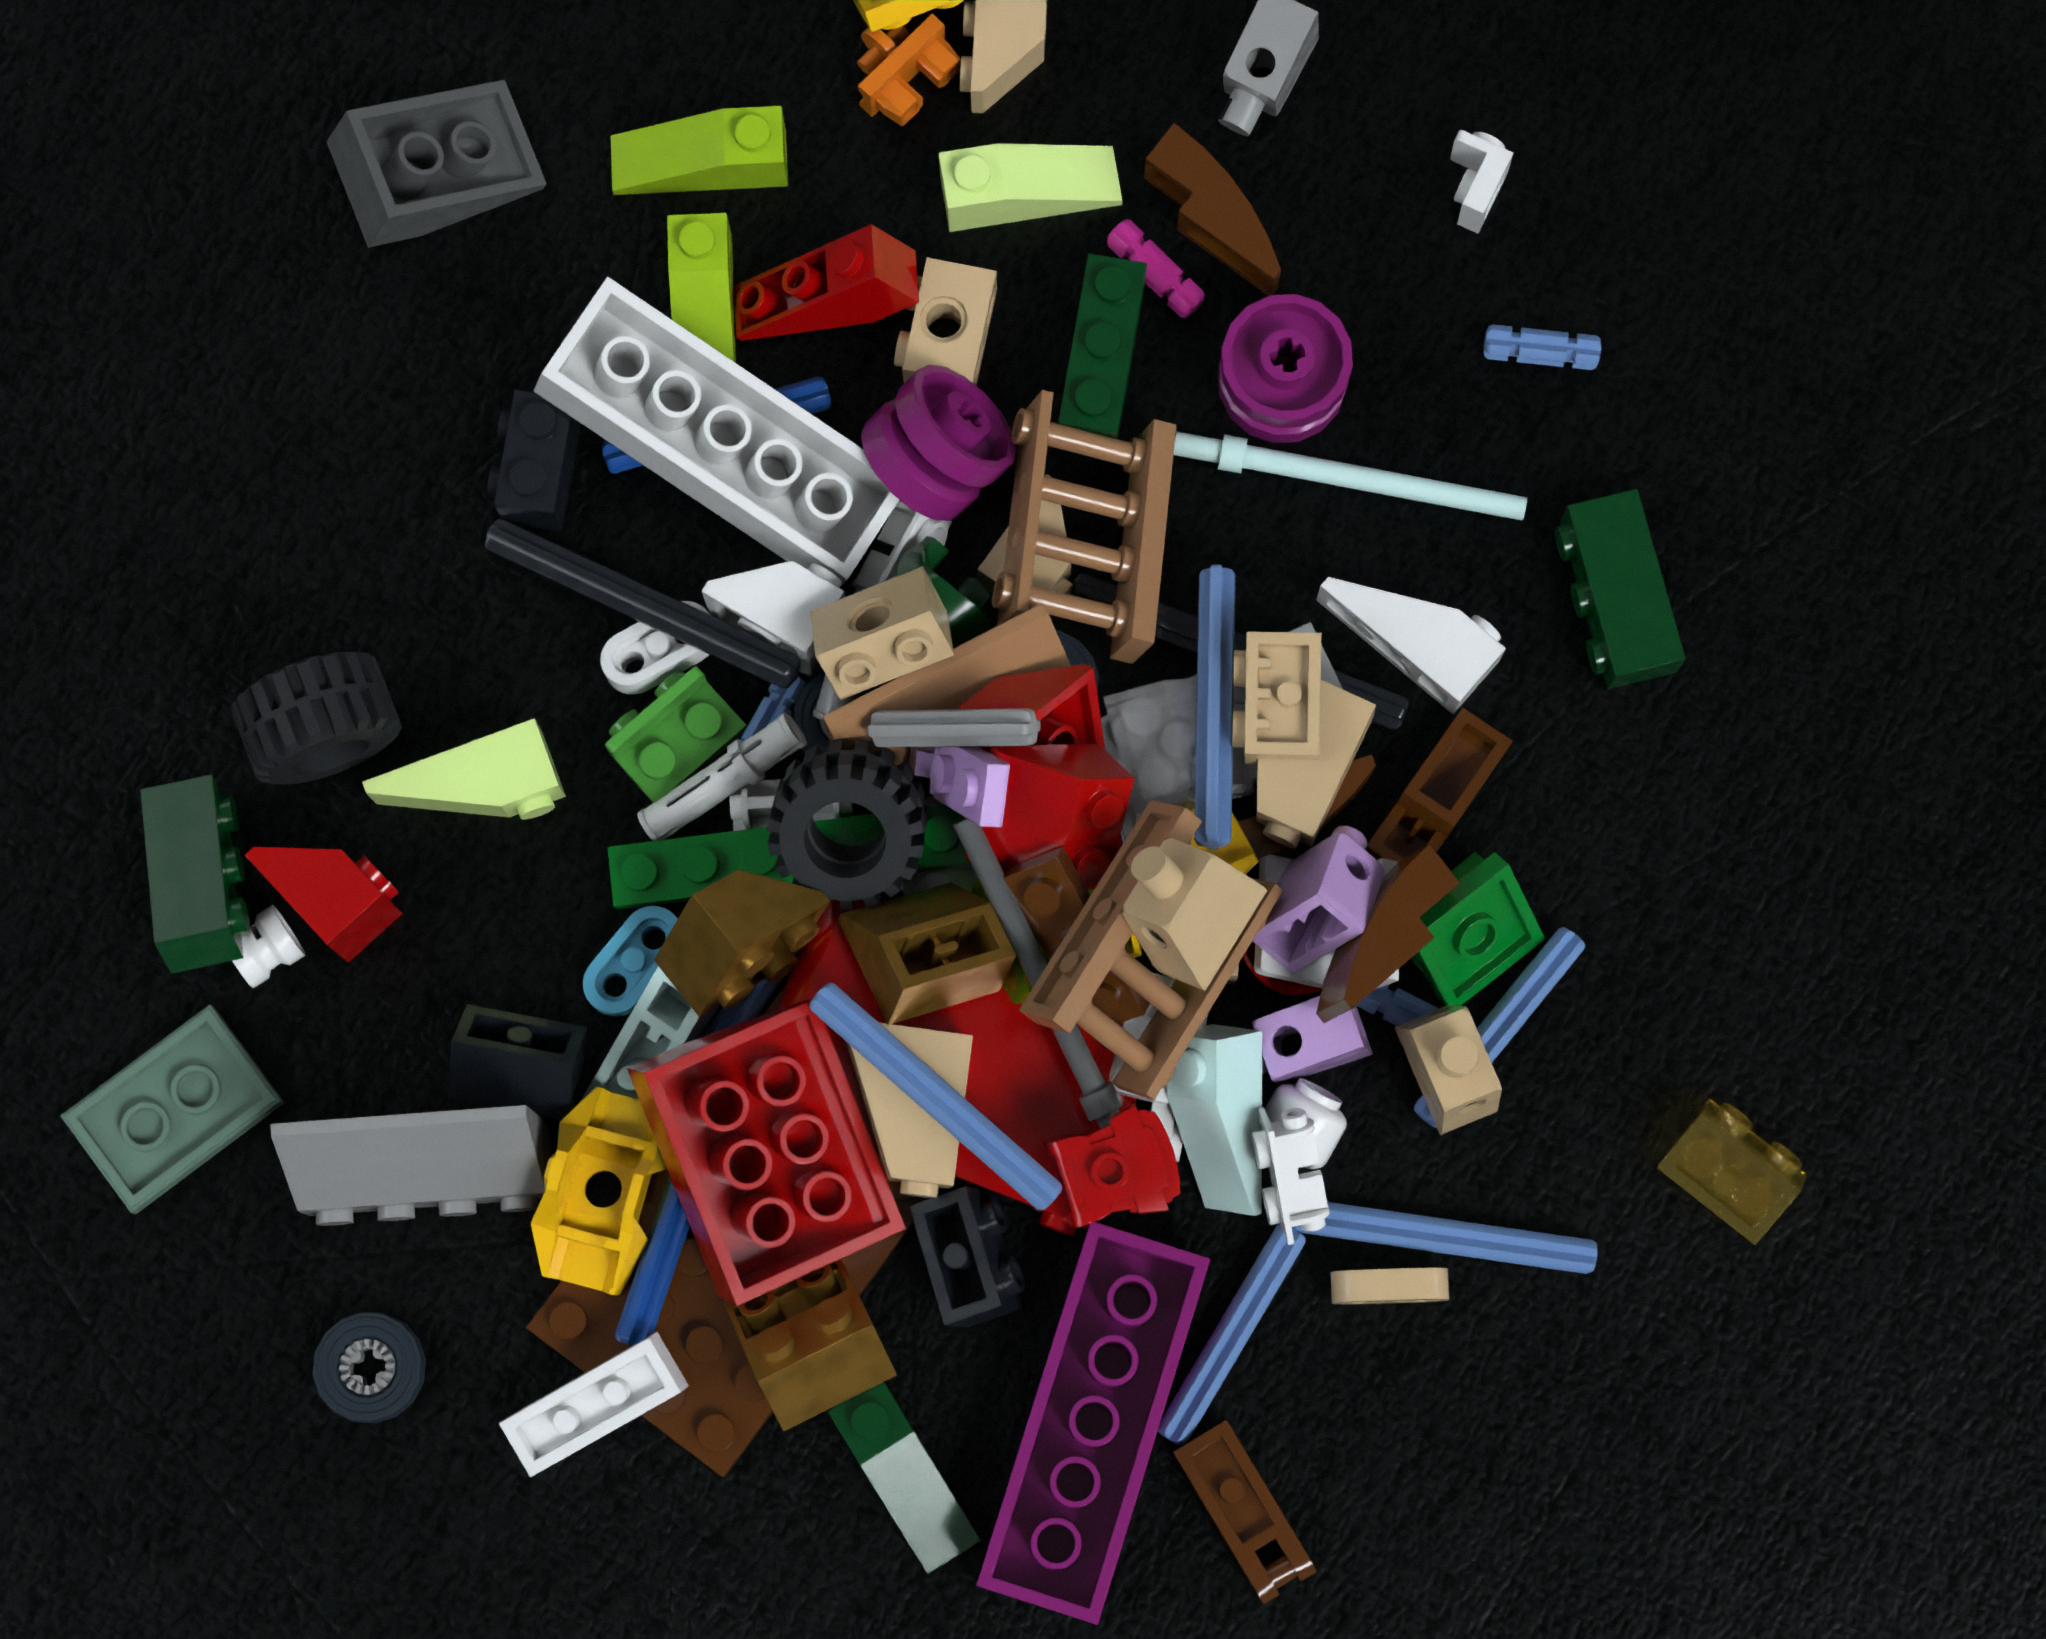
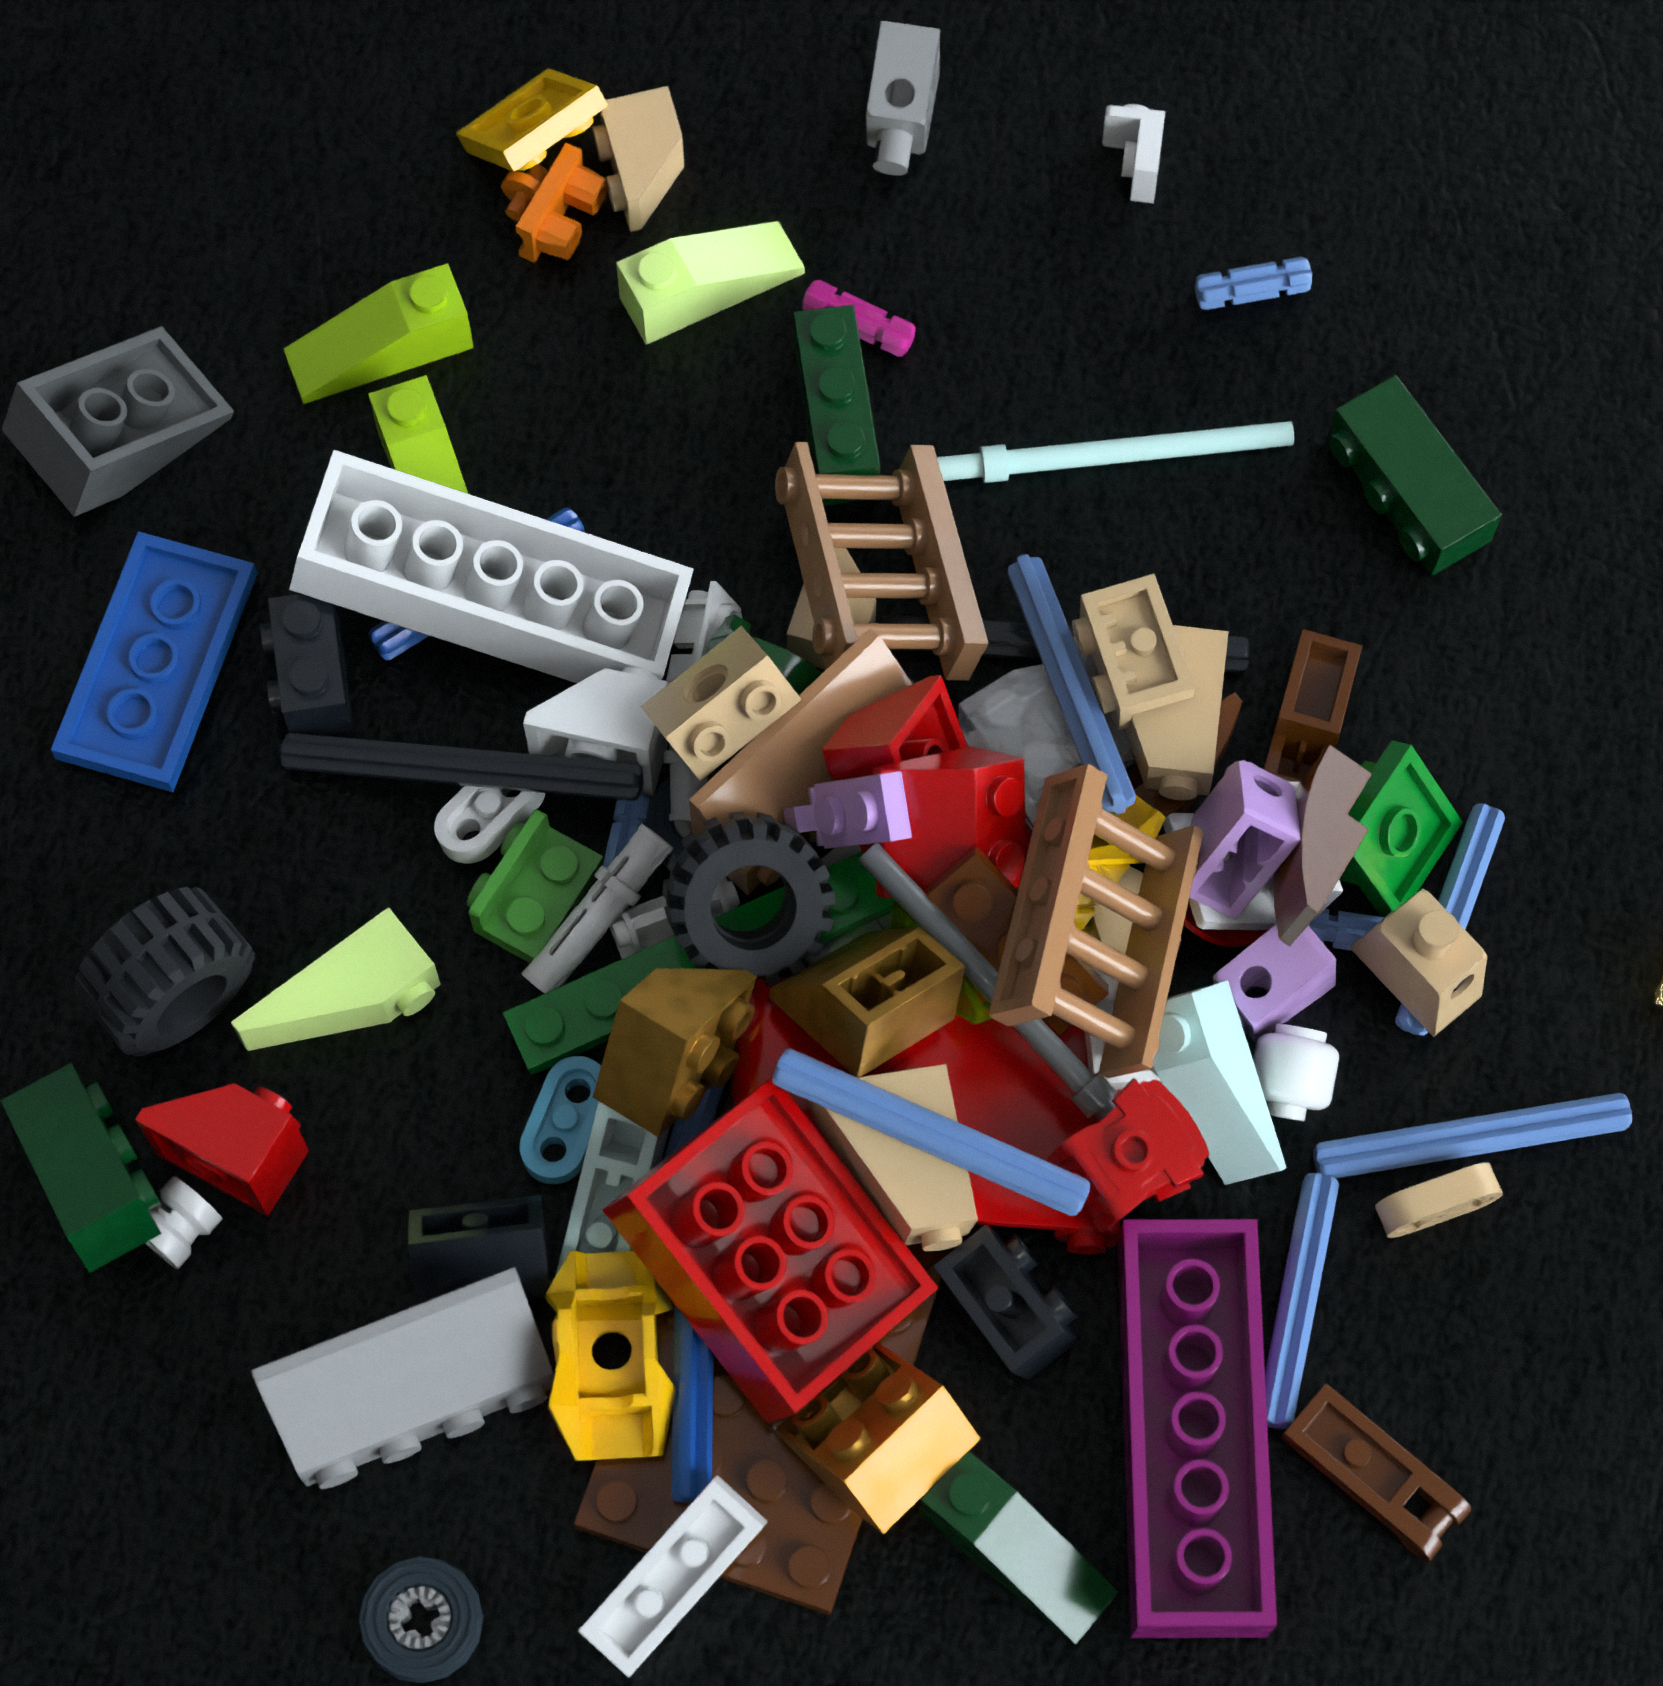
camera: 20 degrees left, 10 degrees down
(172, 1109) = (128, 1421): sand green tile -> none
(400, 411) = (154, 661): none -> blue plate
(830, 287) = (552, 417): red slope -> none
(938, 443) = (708, 525): magenta wheel -> none
(952, 293) = (679, 393): tan brick -> none
(954, 727) = (827, 763): light grey axle -> none
(1188, 909) = (1126, 860): tan torso -> none
(1213, 208) = (898, 247): reddish brown slope -> none
(1276, 335) = (1018, 367): magenta wheel -> none
(1293, 1196) = (1310, 1136): white hinge -> none
(1424, 640) = (1241, 577): white slope -> none

